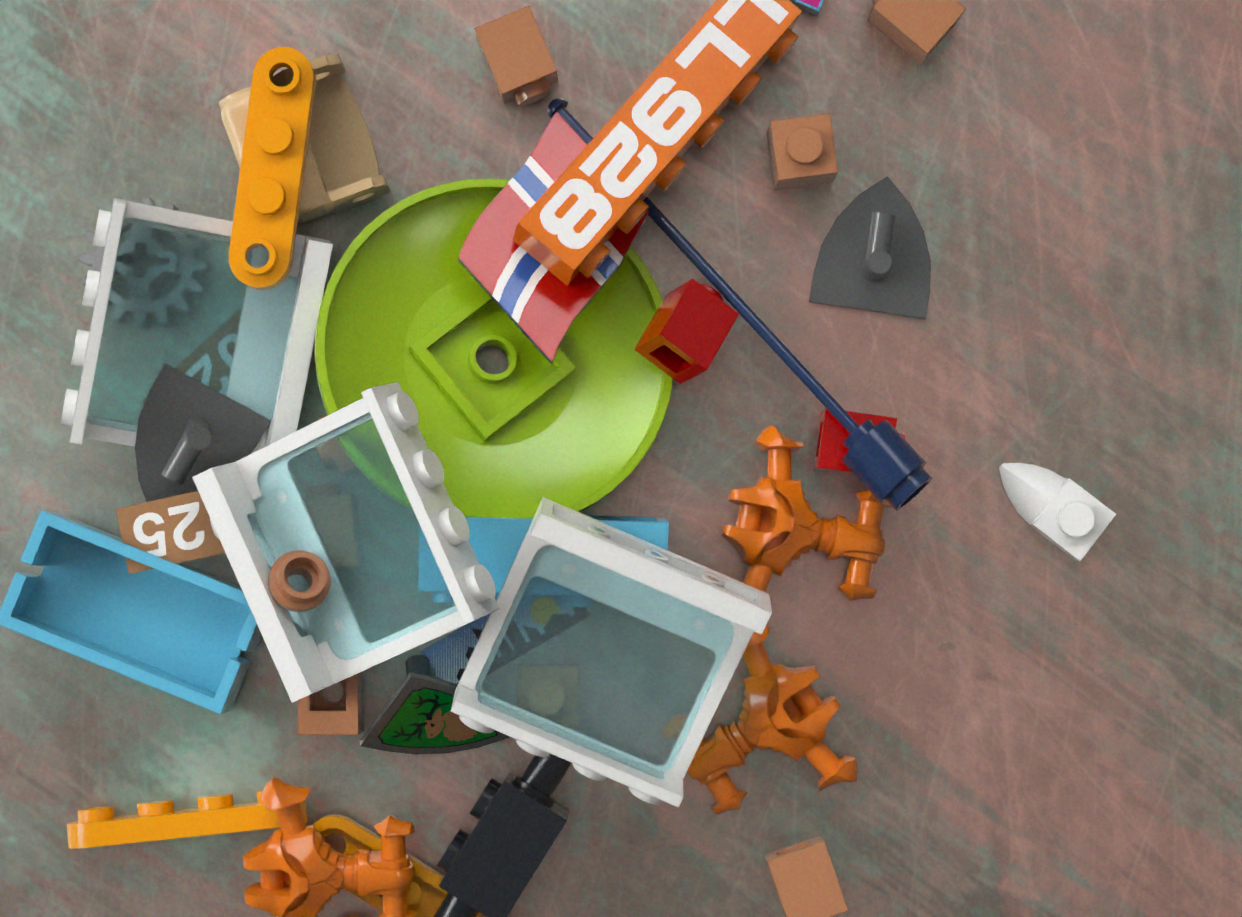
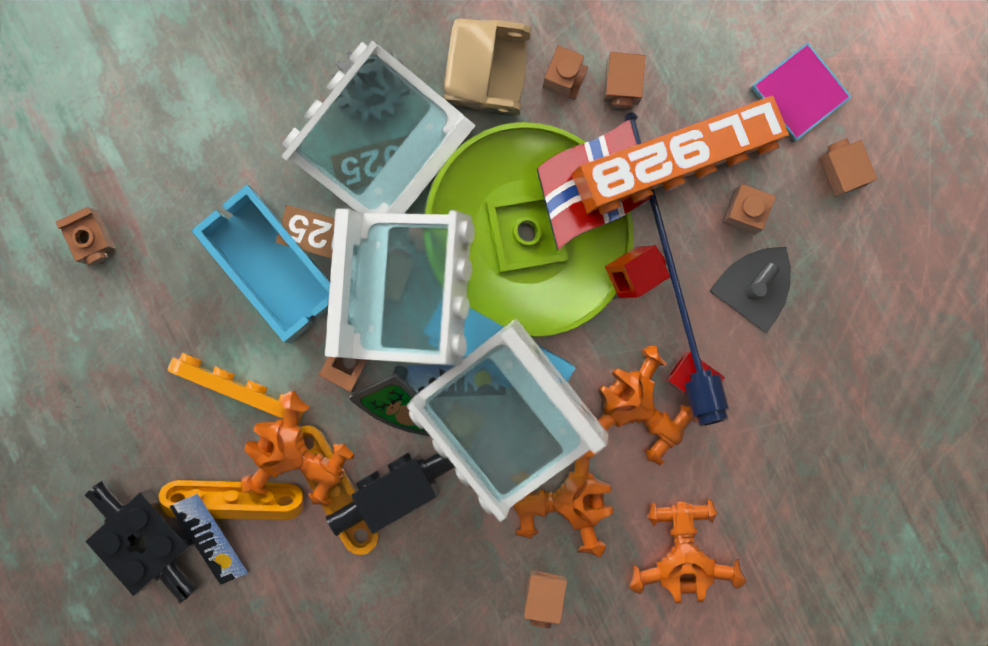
camera: 30 degrees right, 0 degrees up
(188, 431) = (346, 184): dark grey shield -> none
(272, 168) = (464, 68): light orange plate -> none
(302, 564) = (372, 290): nougat plate -> none
(425, 93) = (565, 73): none -> nougat brick
(989, 726) = (685, 567): none -> orange piece
(1056, 507) = (782, 469): white plate -> none

